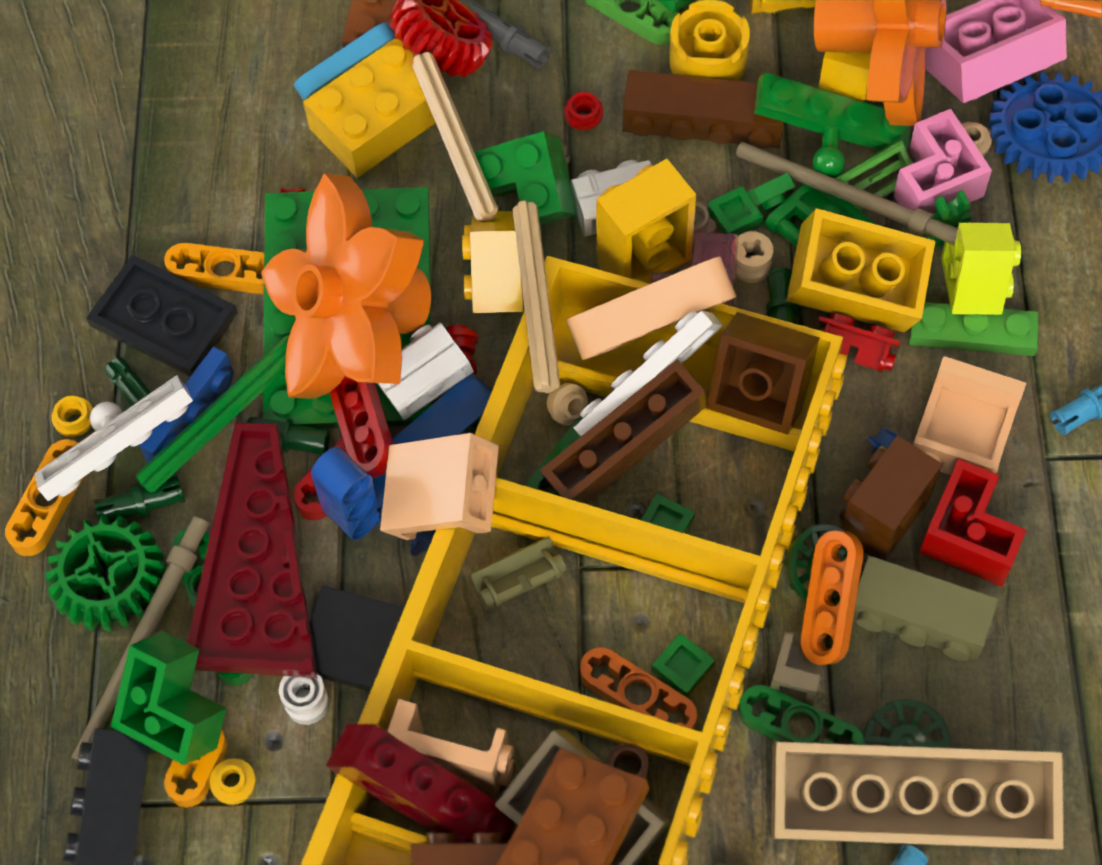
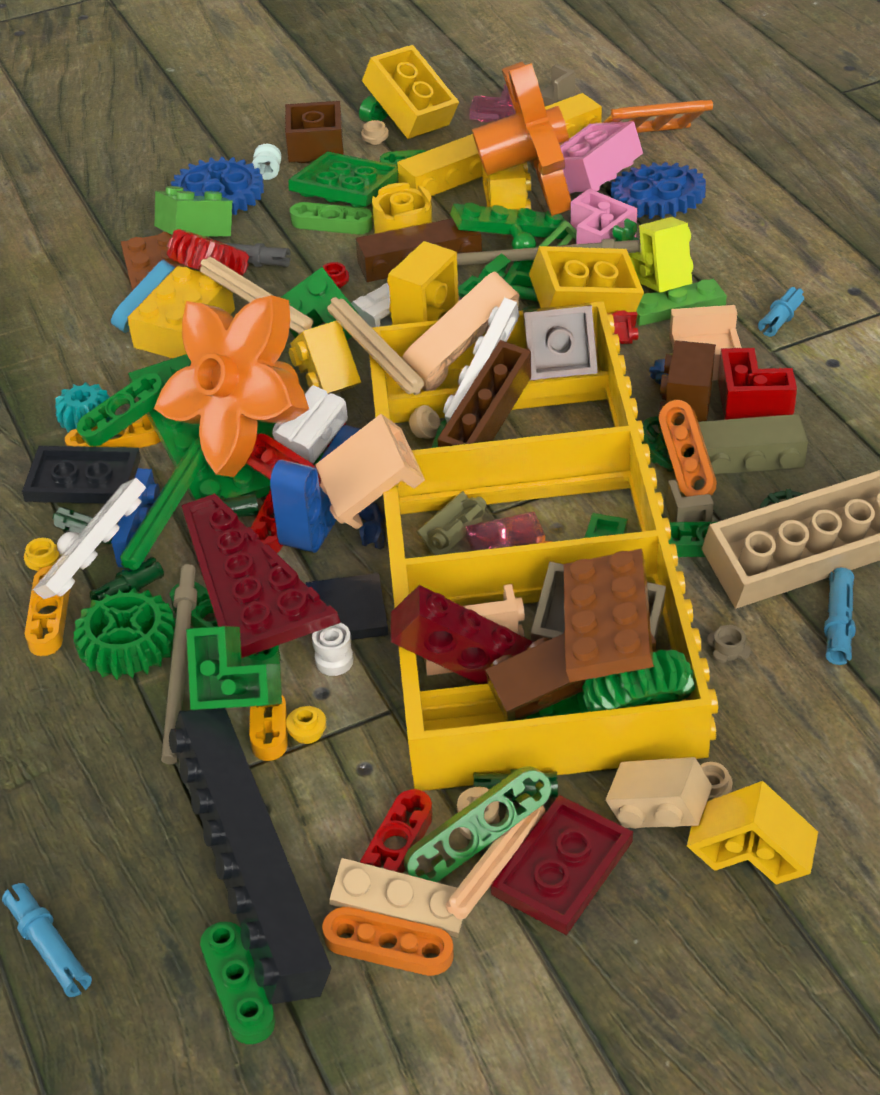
camera: 25 degrees left, 20 degrees down
(205, 214) = (77, 402): none -> teal gear
(217, 243) = (98, 415): none -> green beam
(561, 613) = (505, 532): none -> clear pink plate

